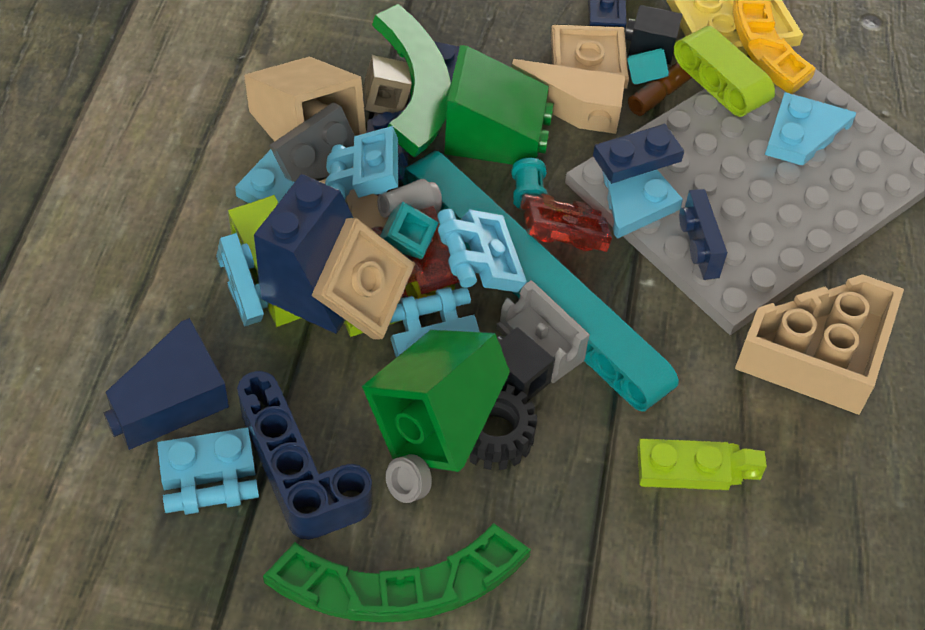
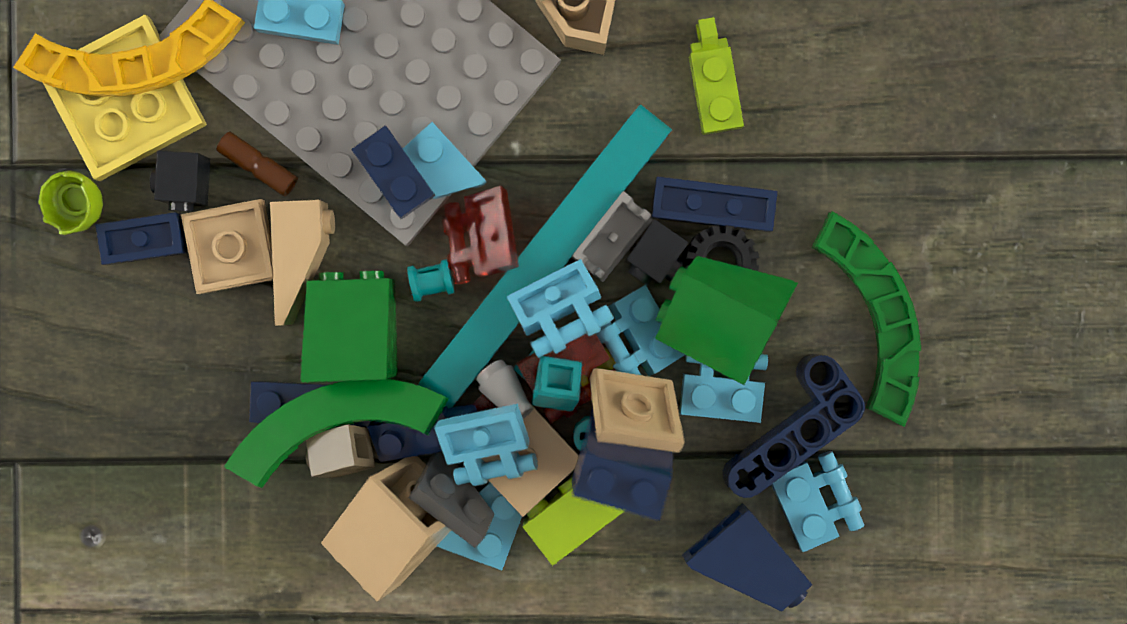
camera: 100 degrees left, 35 degrees up
(237, 262) = (616, 537): medium azure wing -> none
(347, 410) = (722, 397): none -> medium azure plate
(408, 478) = (793, 327): light grey tile -> none
(559, 433) = (714, 204): none -> dark blue plate
(648, 66) = (234, 180): teal slope -> none
(706, 241) = (460, 103): dark blue plate -> none
(724, 71) = (239, 96): lime beam -> none

